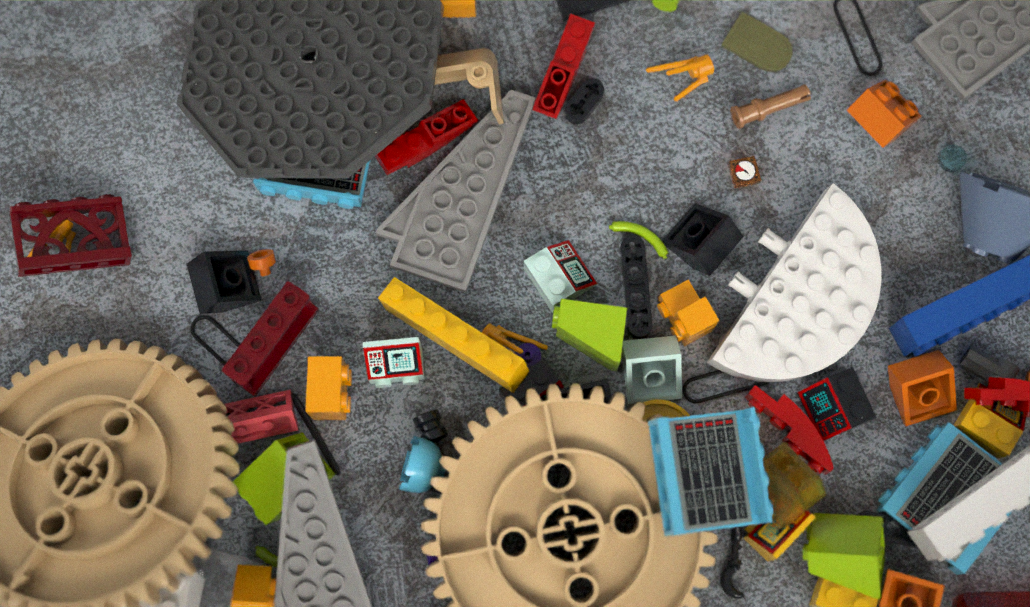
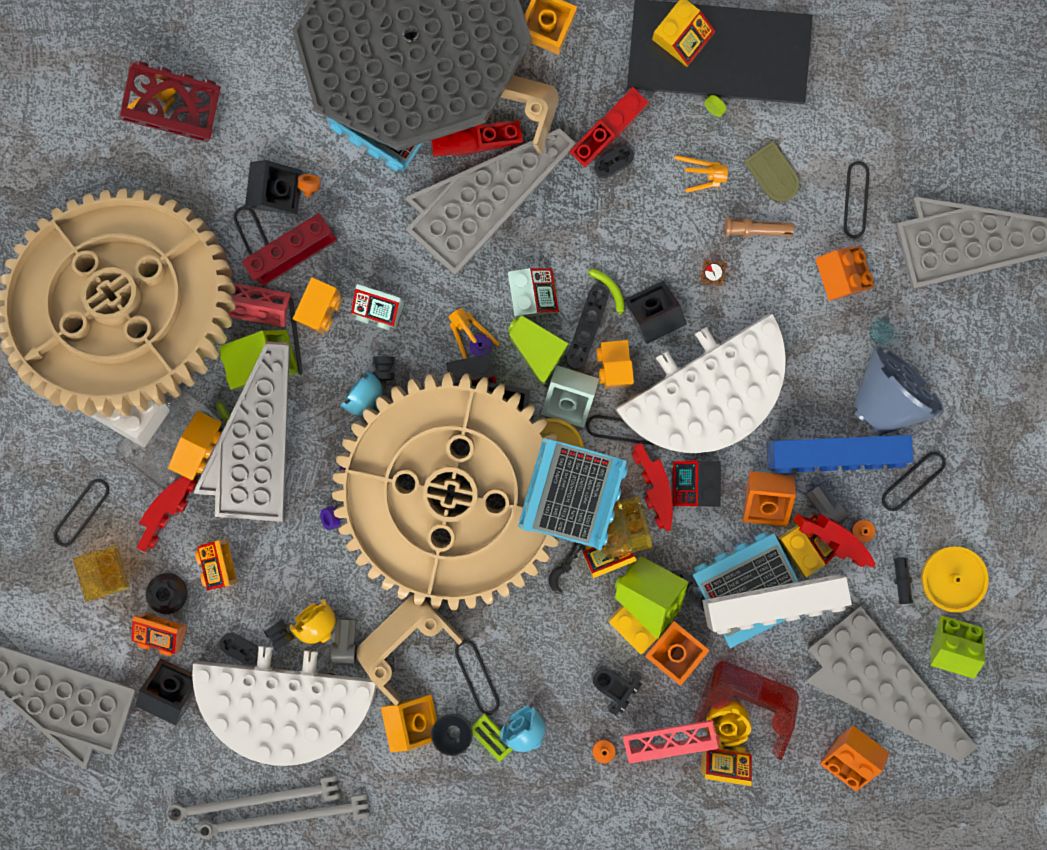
camera: 25 degrees right, 10 degrees up
(454, 334) = (429, 306): yellow brick -> none

